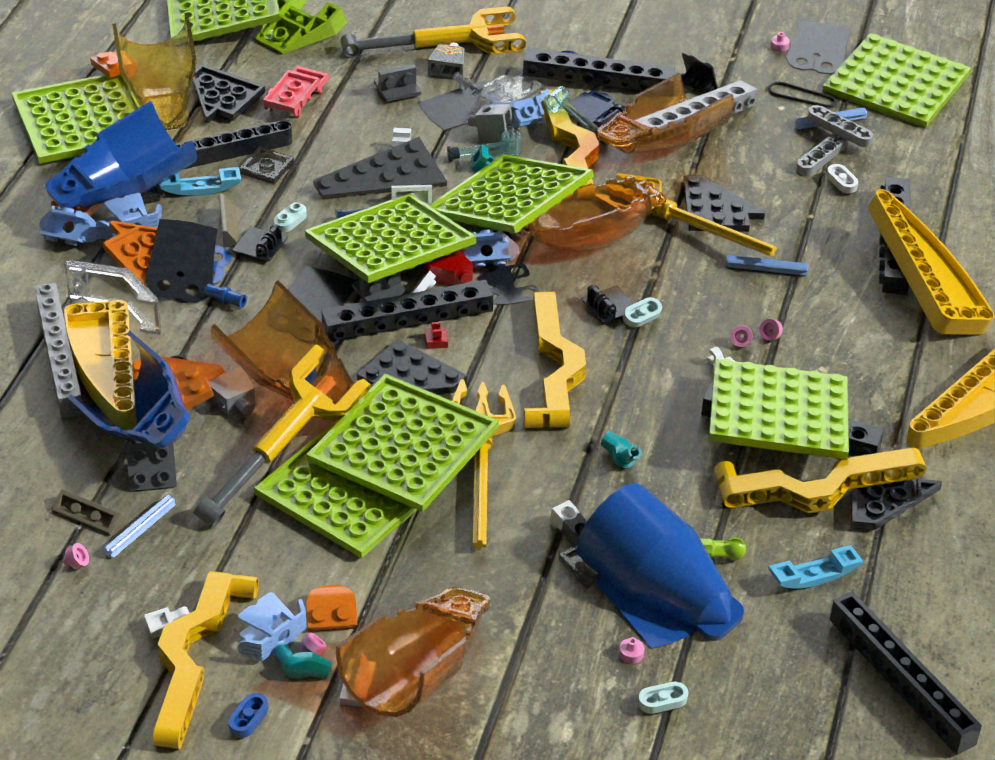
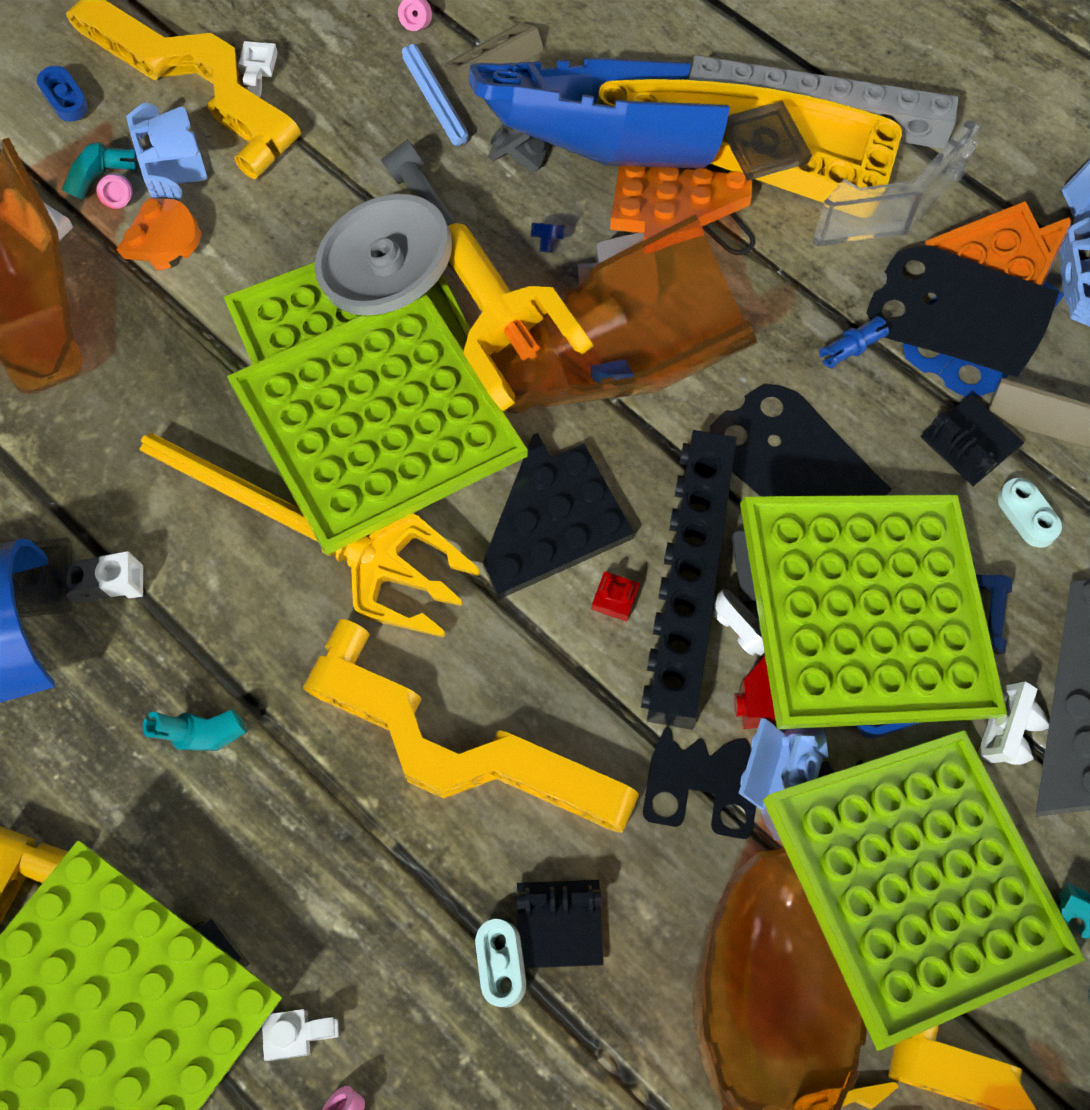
camera: 120 degrees right, 25 degrees up
(116, 343) = (766, 140): none -> clear smoke tile
(224, 432) = (547, 234): none -> clear blue tile
(296, 473) = (383, 254): none -> light grey dish

